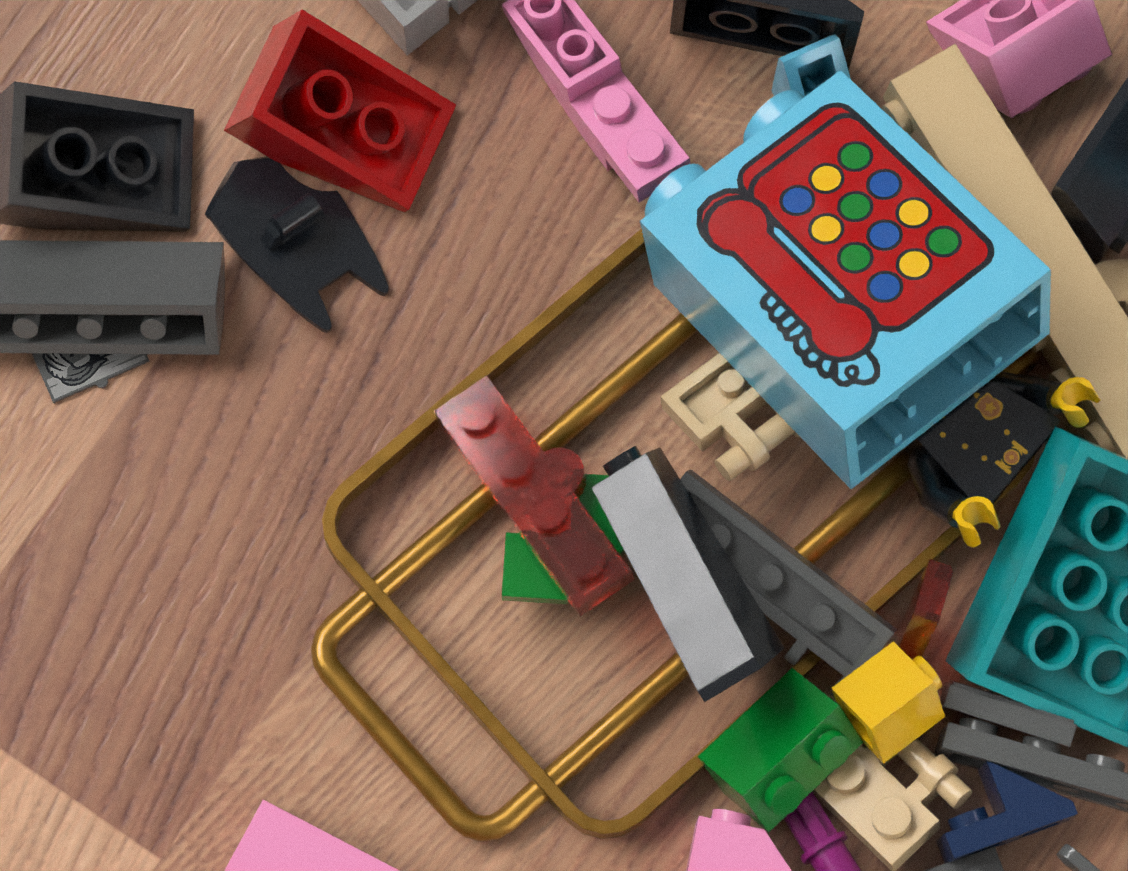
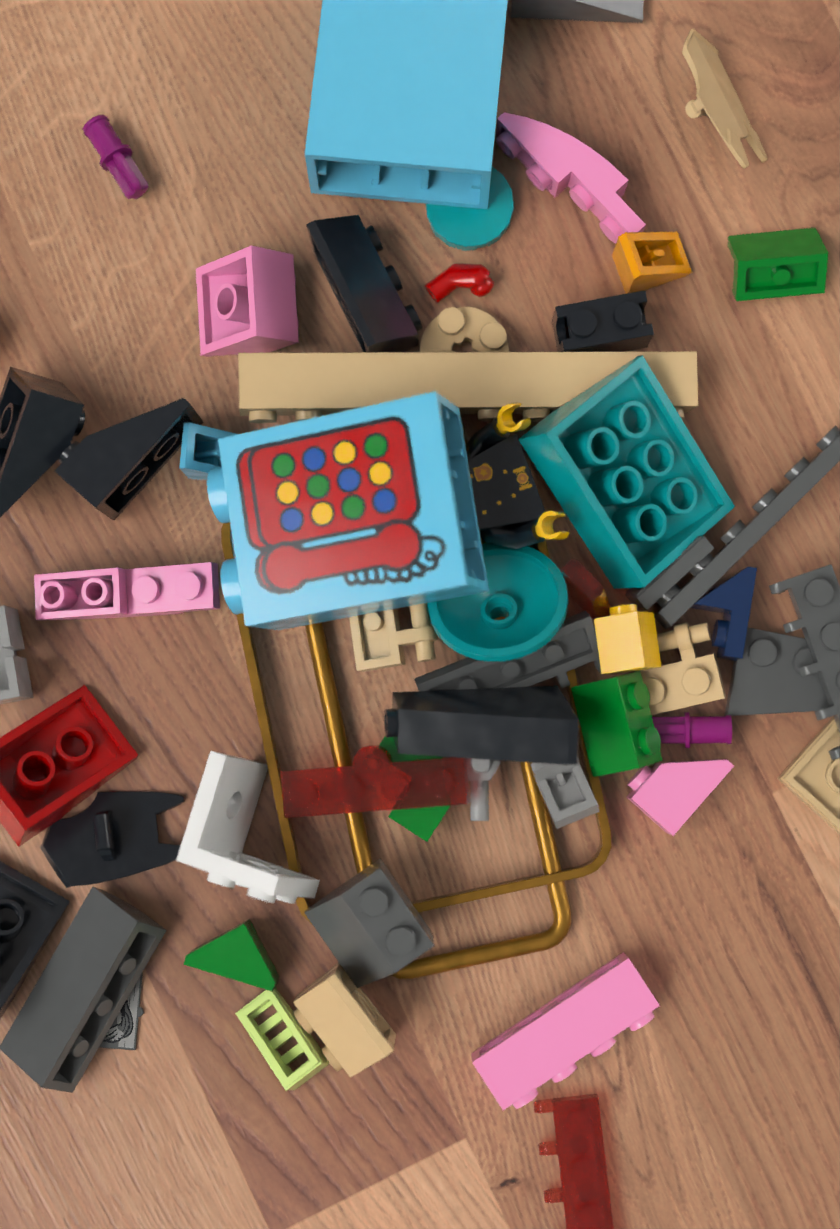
camera: 50 degrees left, 10 degrees up
(141, 614) = (306, 1043): none -> yellowish green slope
(229, 619) = (344, 1021): none -> tan slope
(237, 452) = (237, 956): none -> green slope
(363, 583) = (371, 925): none -> dark grey slope
(370, 354) = (220, 829): none -> white bracket
(625, 612) = (479, 774): none -> light grey piece
(664, 723) = (565, 792): none -> light grey bracket
(843, 538) = (523, 589): none -> teal dish

